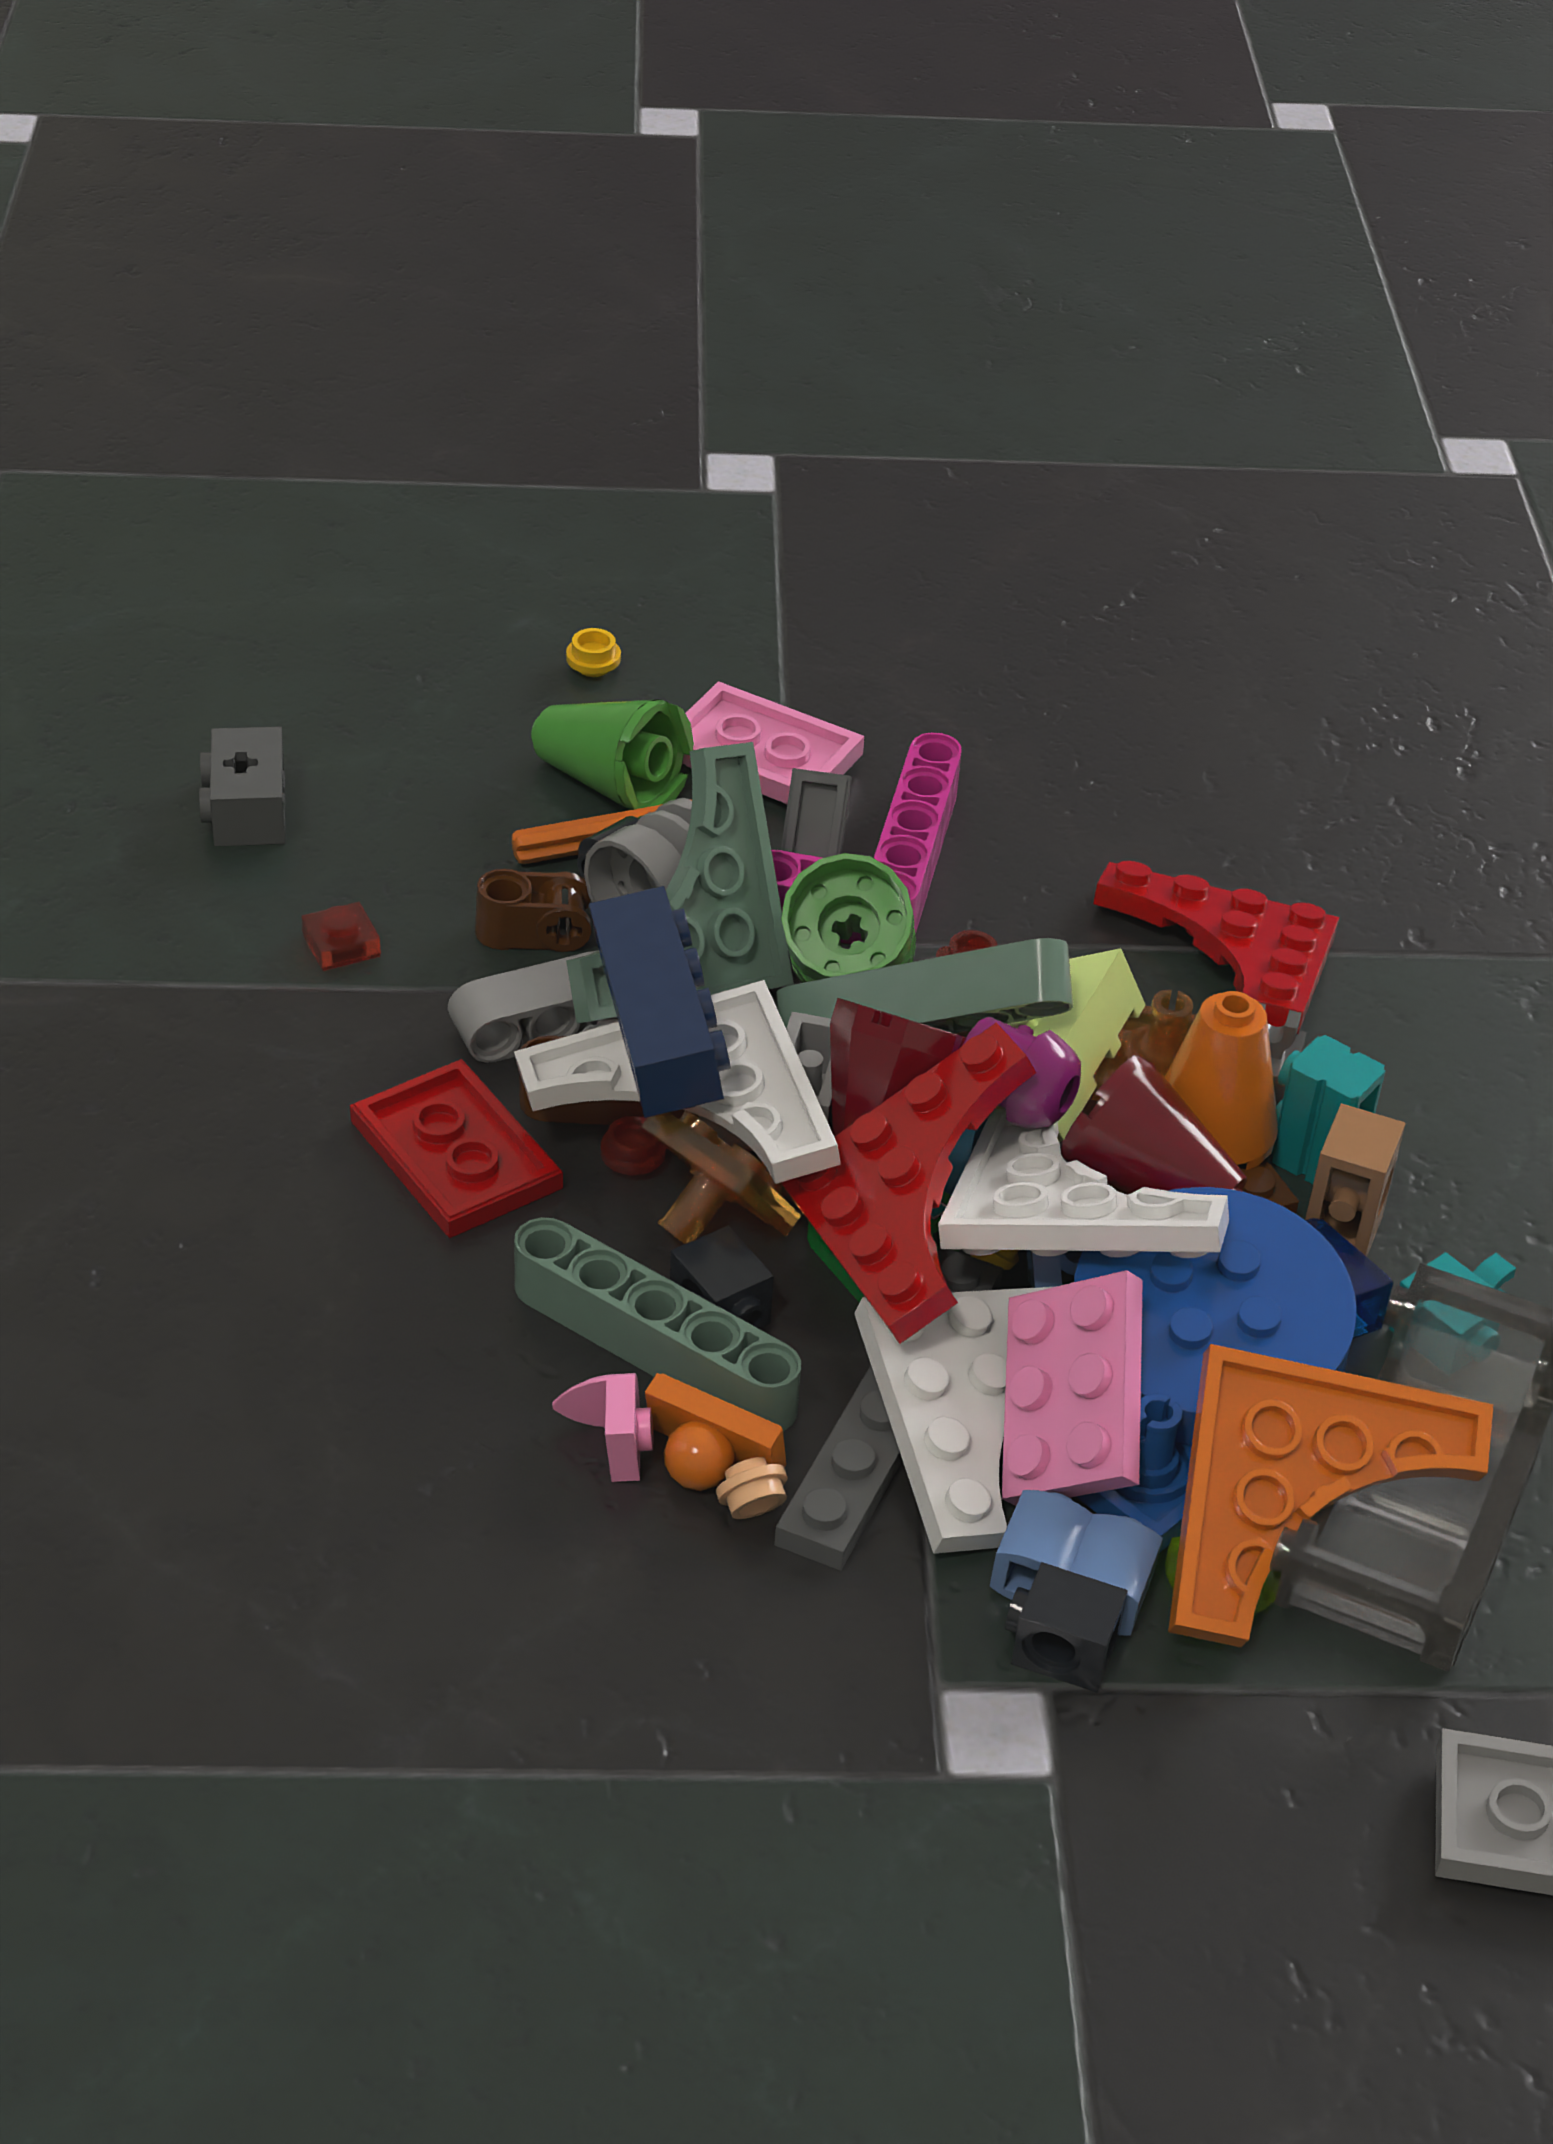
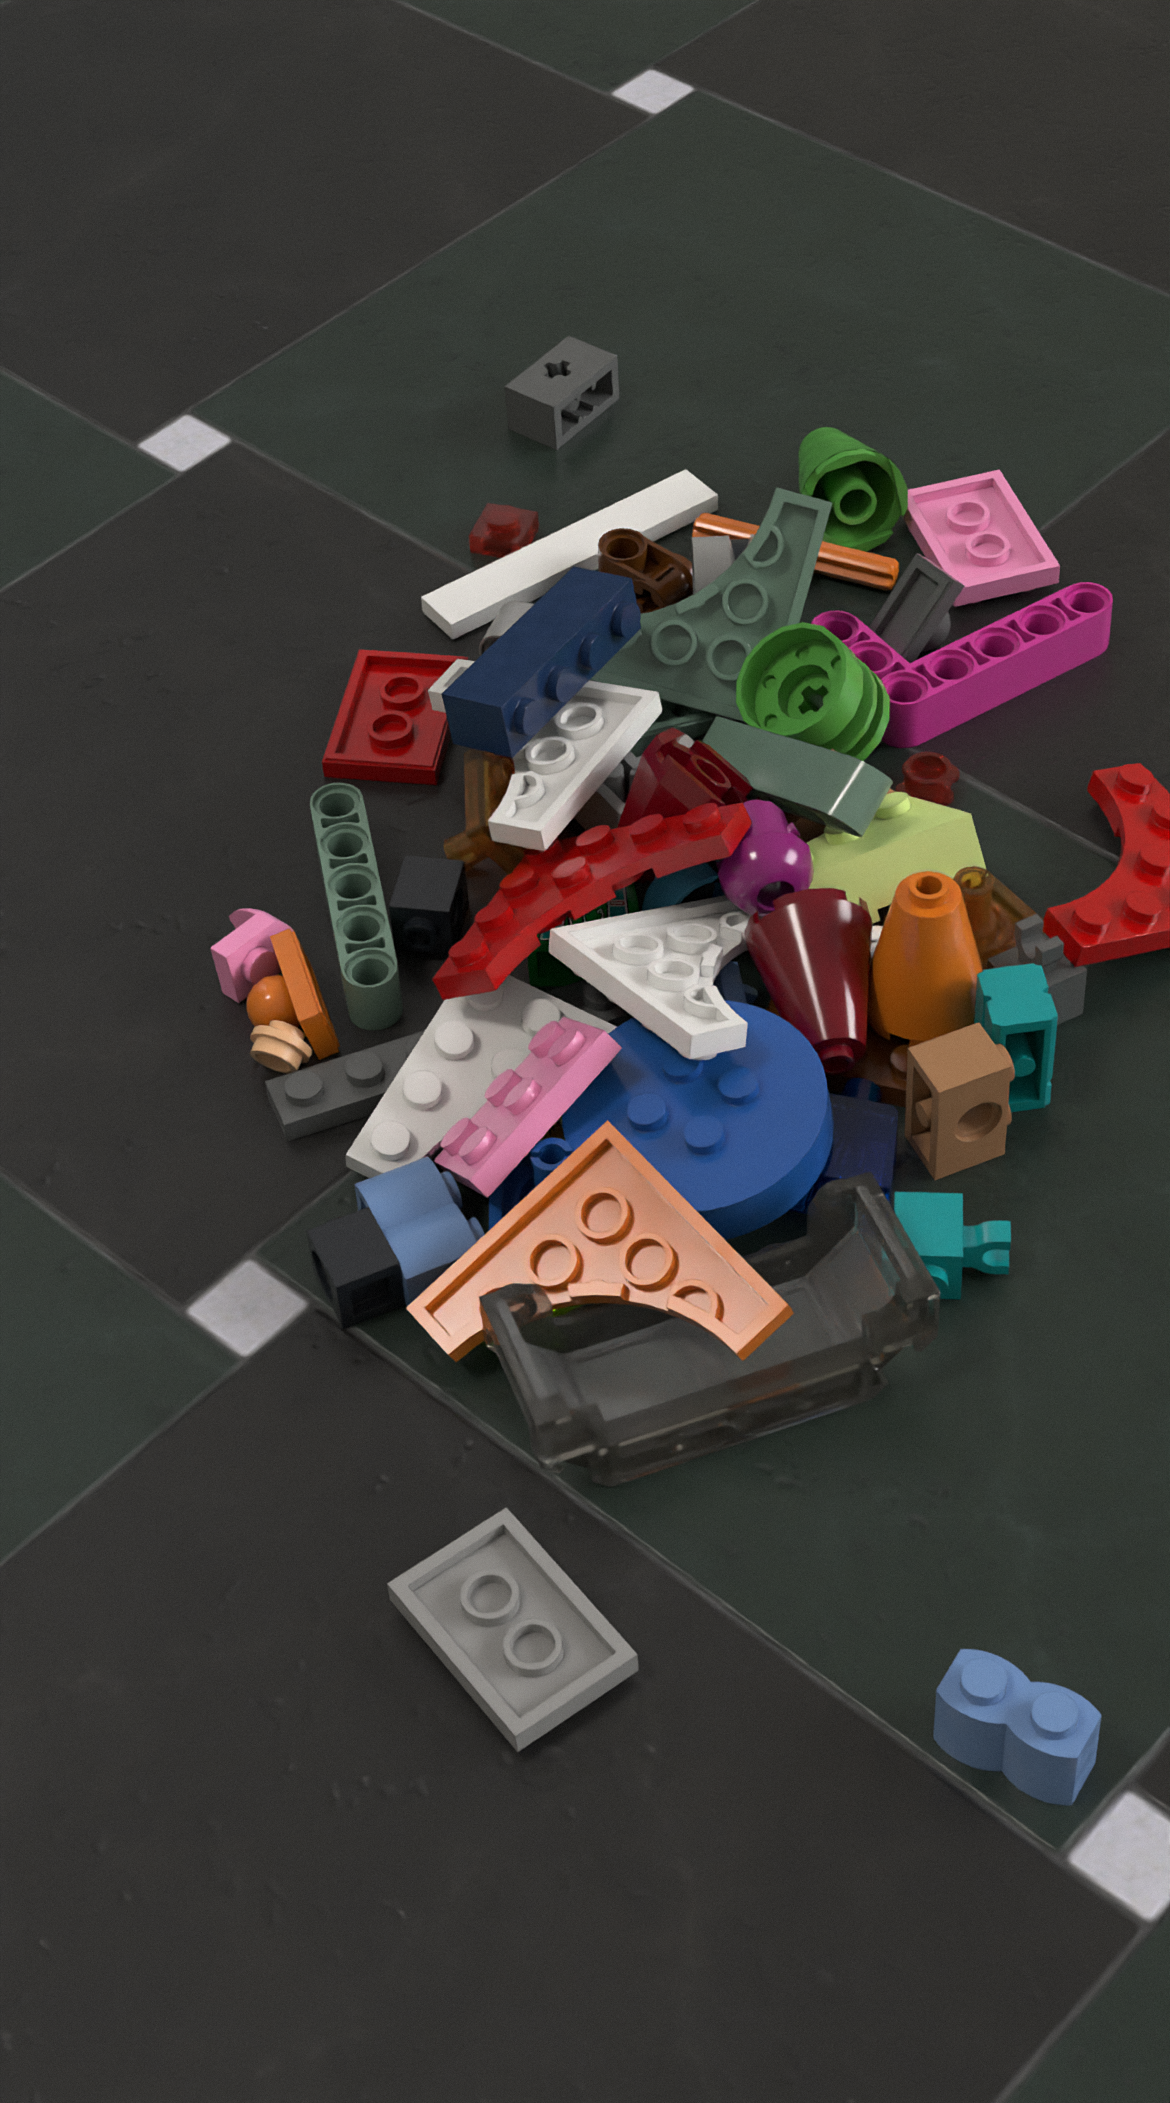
camera: 50 degrees right, 5 degrees up
(426, 930) = (539, 566): none -> white tile
(593, 652) = (943, 406): yellow plate -> none

